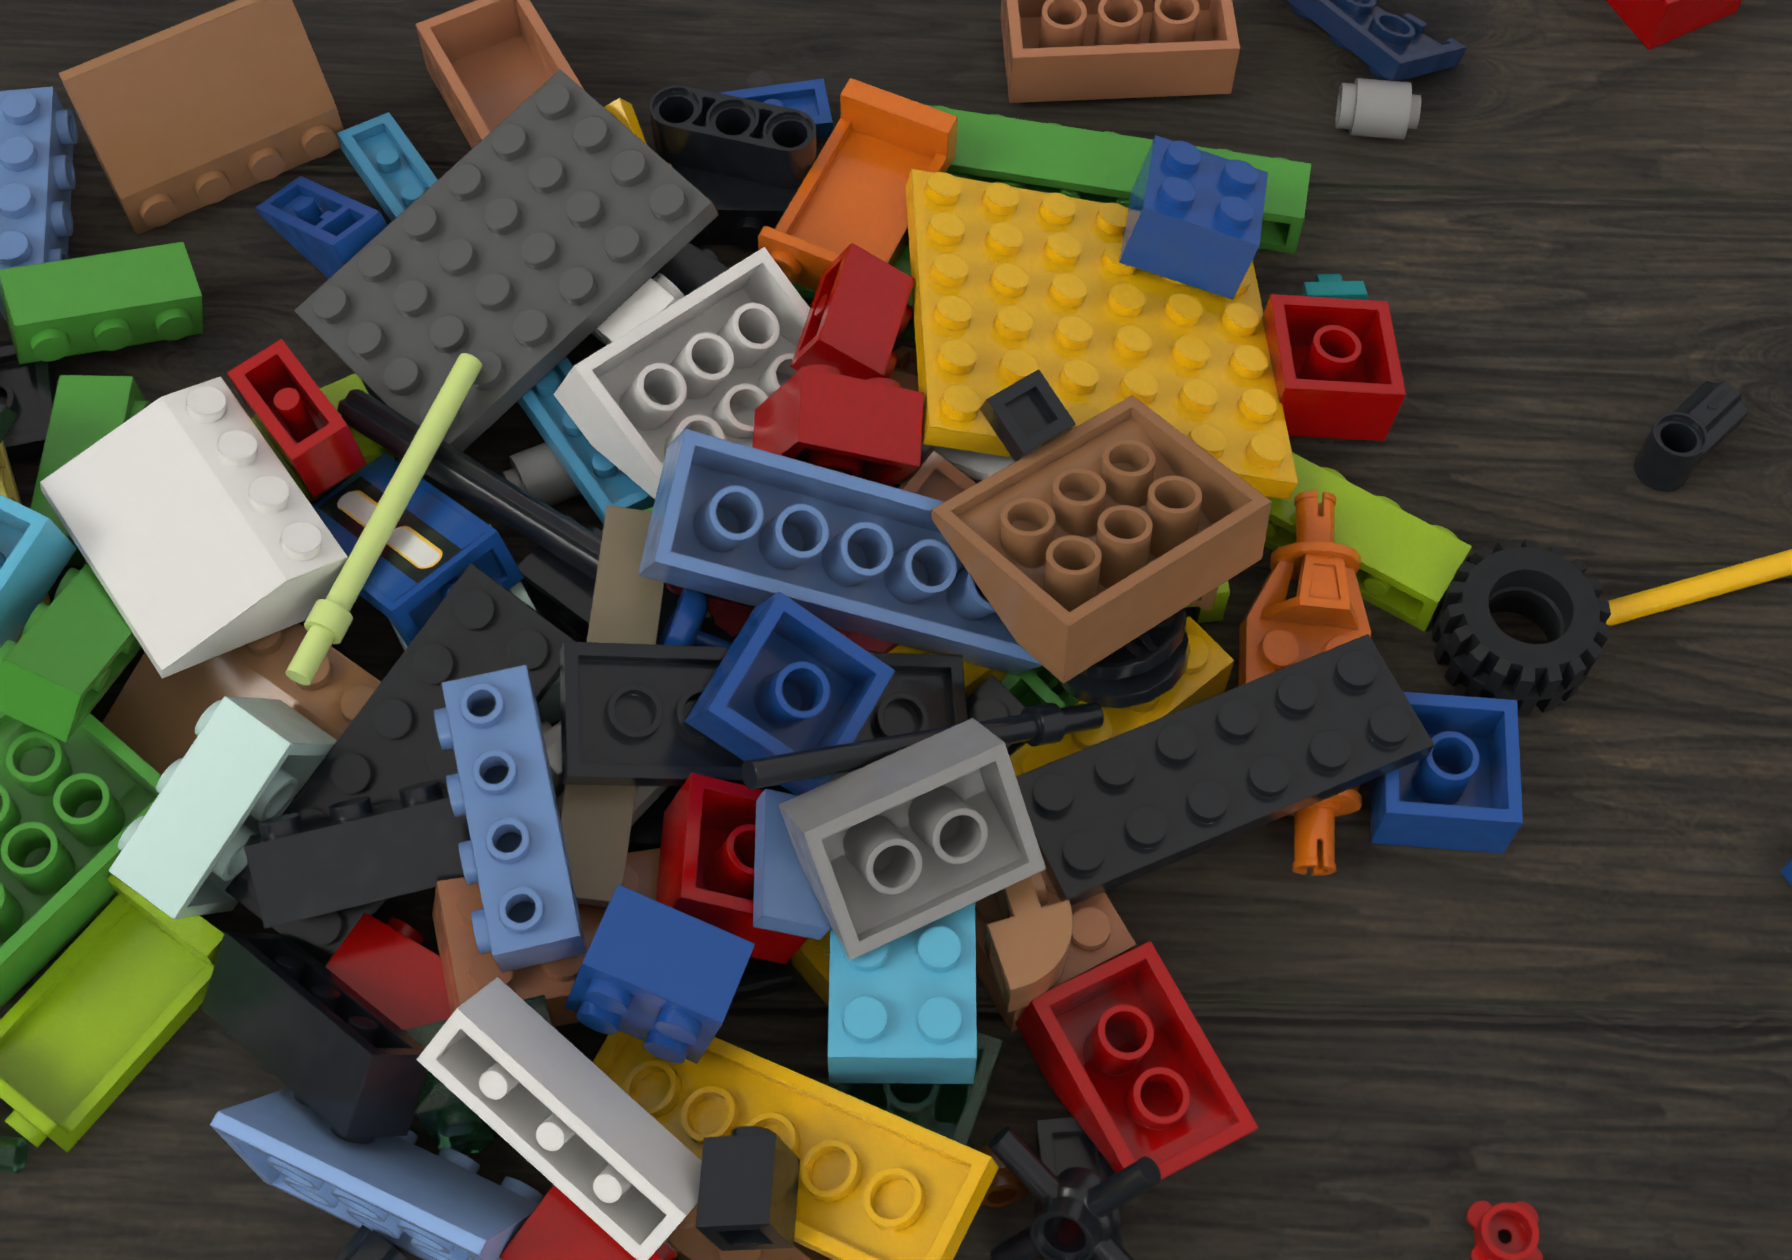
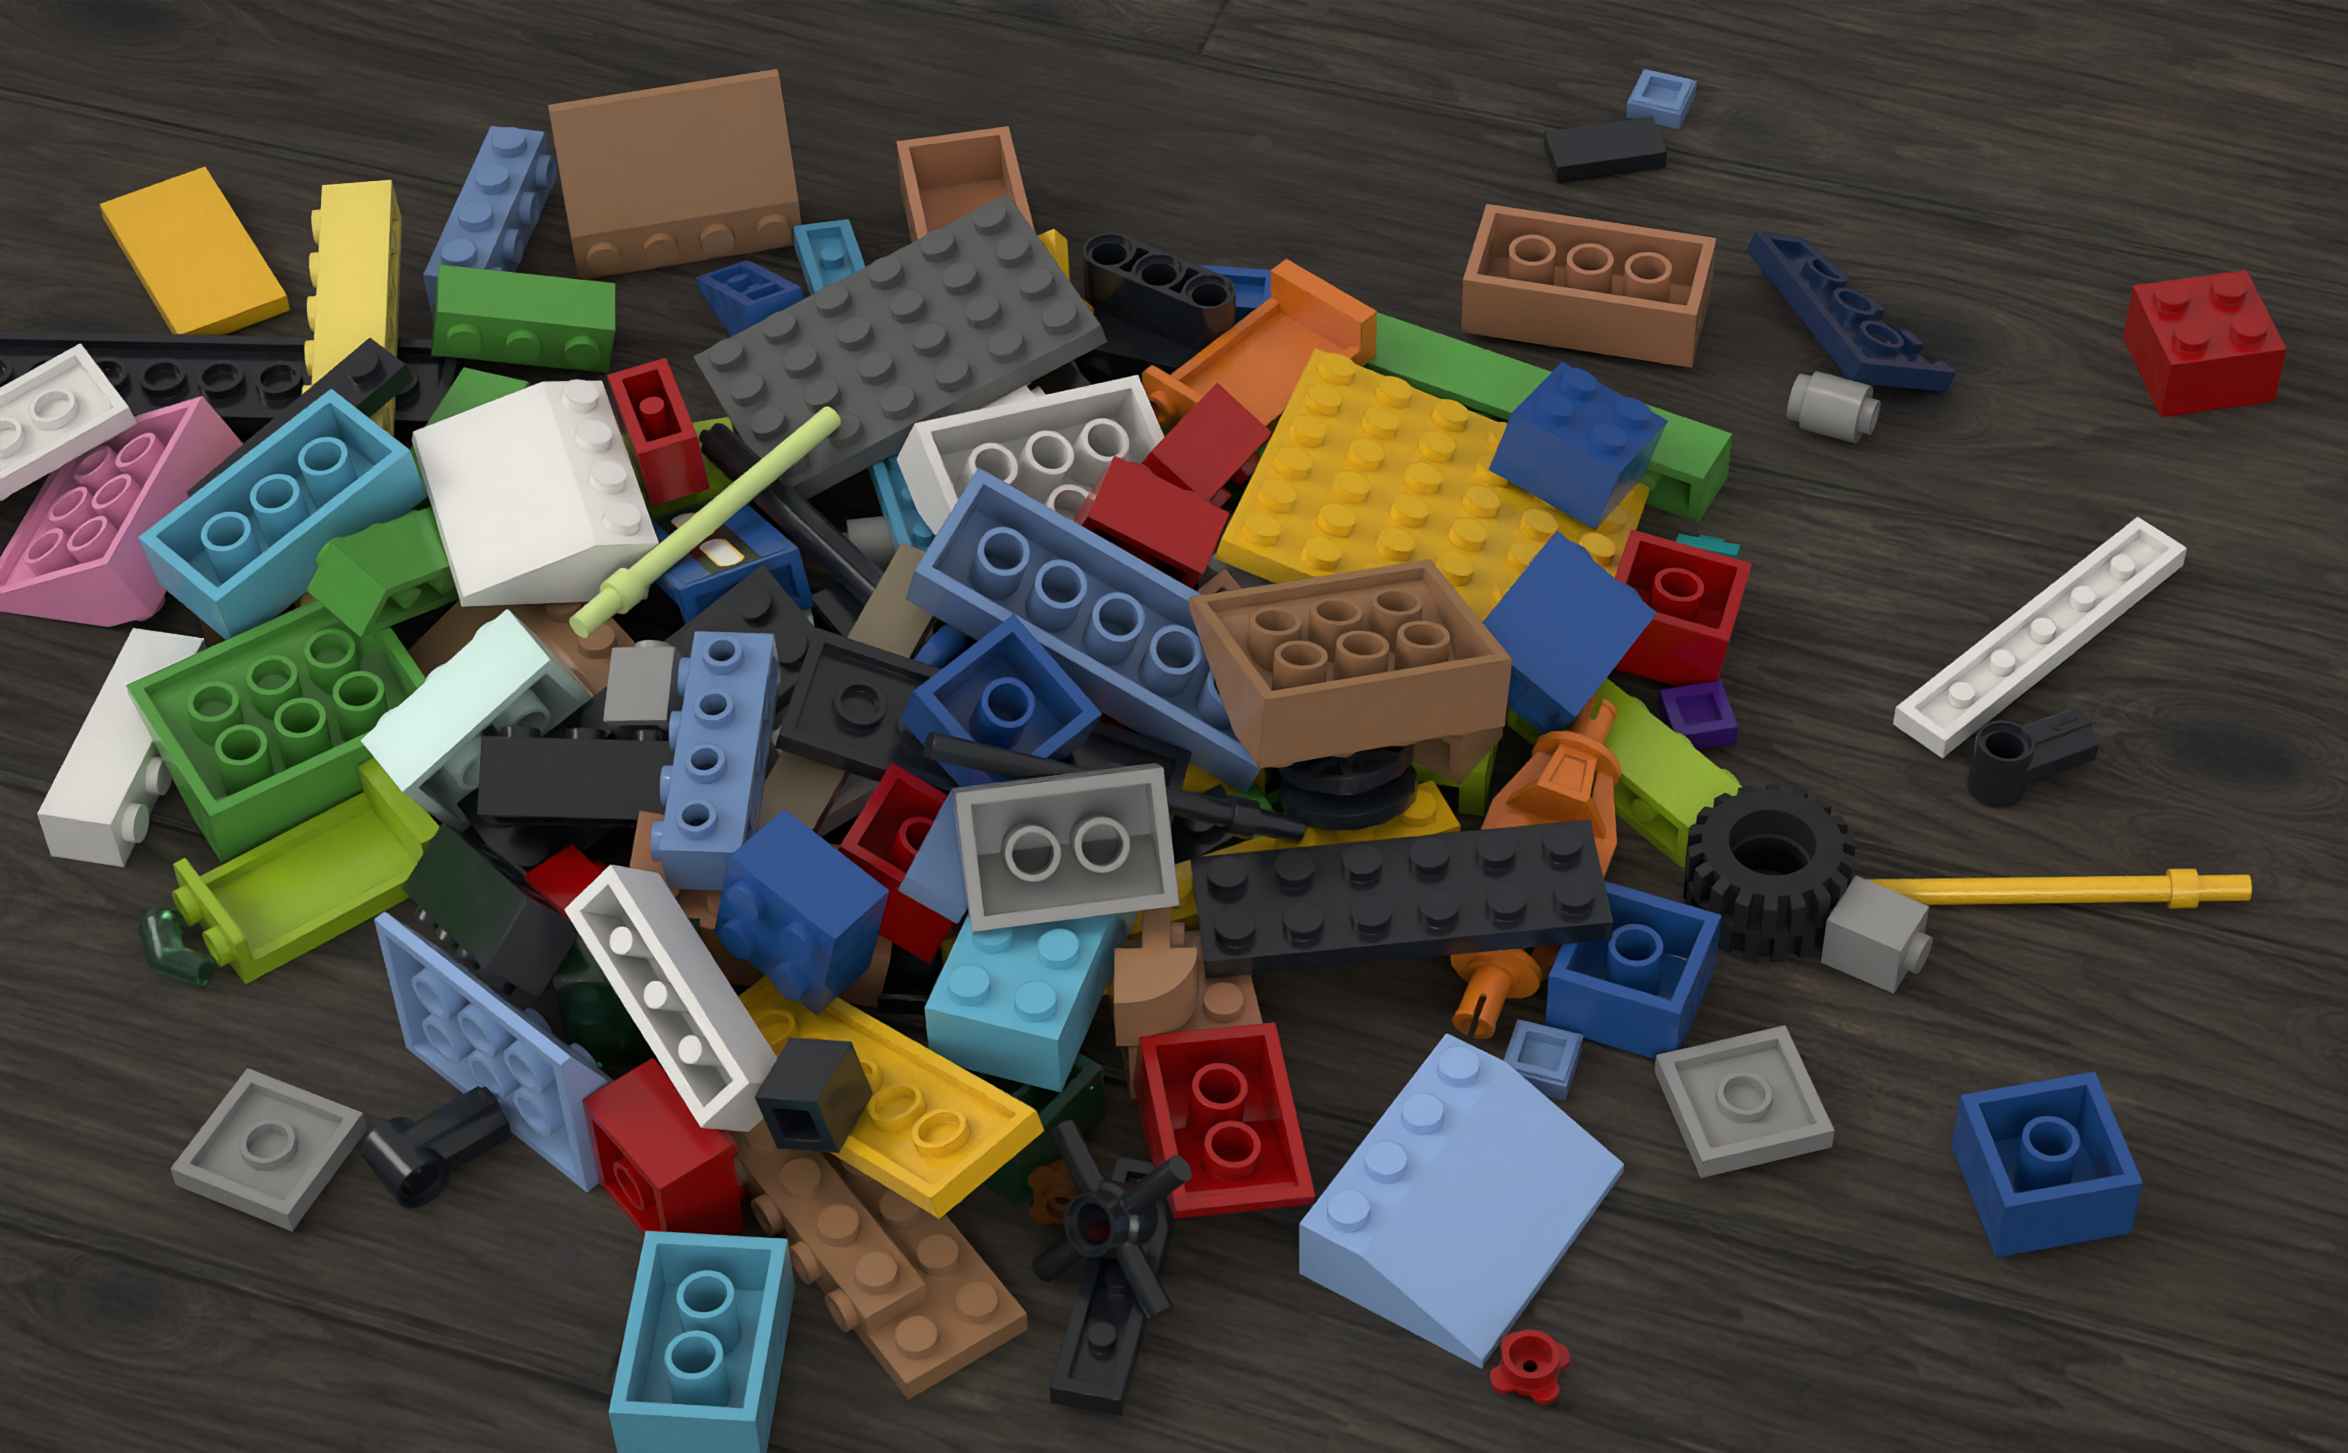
camera: 20 degrees right, 15 degrees down
(399, 740) = (642, 688): none -> light grey brick
(1027, 415) = (1314, 544): black plate -> none
(1275, 430) = (1564, 631): none -> blue panel
(1374, 1075) = (1457, 1203): none -> light blue slope
(1380, 881) = (1545, 1057): none -> medium blue tile
(1384, 466) = (1699, 714): none -> dark purple plate
(1586, 880) = (1743, 1101): none -> light grey plate
(1639, 667) = (1876, 935): none -> light grey brick
(1646, 309) = (2039, 637): none -> white plate

